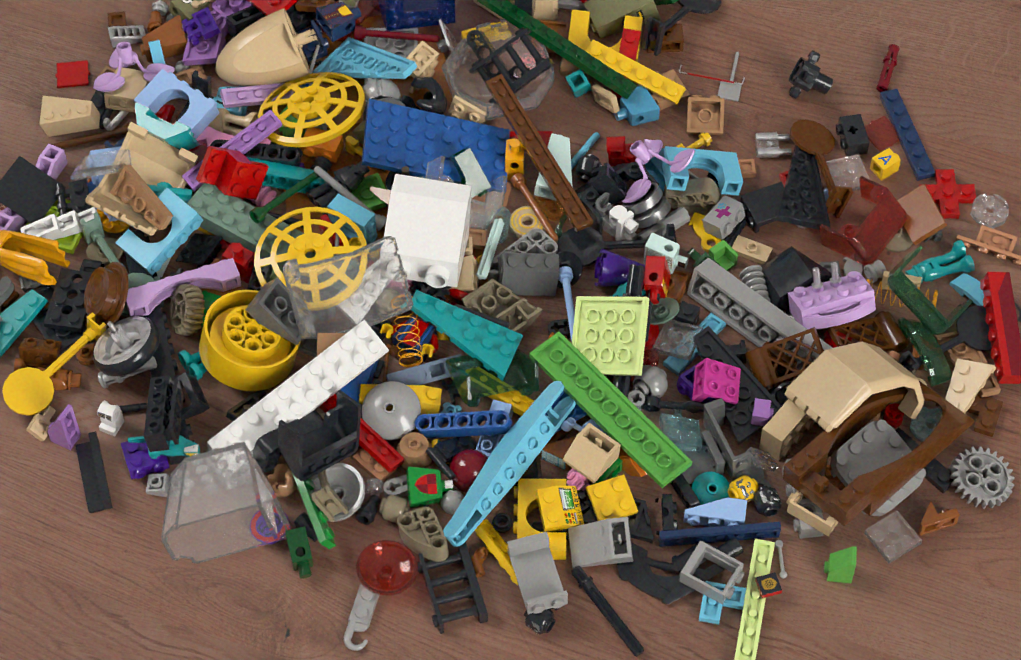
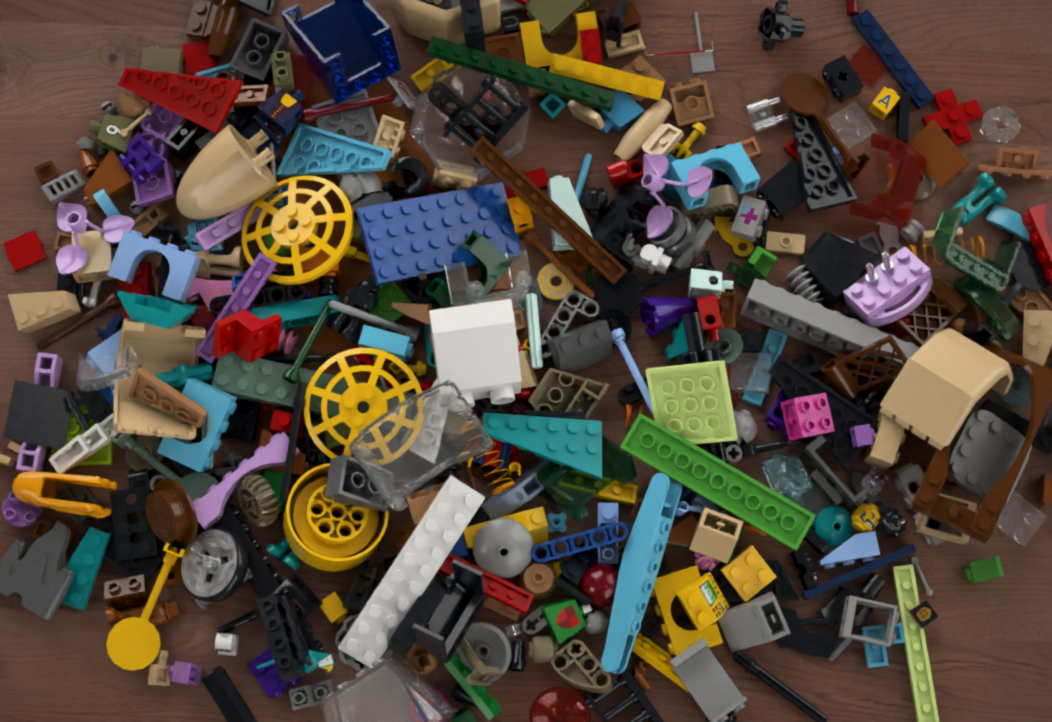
camera: 20 degrees left, 20 degrees up
(217, 418) = (333, 608): none -> yellow brick
(254, 238) = (298, 403): none -> black bar
(565, 14) = (510, 22): none -> black tile
(659, 126) = (650, 134): none -> tan plate
(666, 58) = (630, 43): none -> tan plate
(900, 176) = (902, 119): none -> black beam

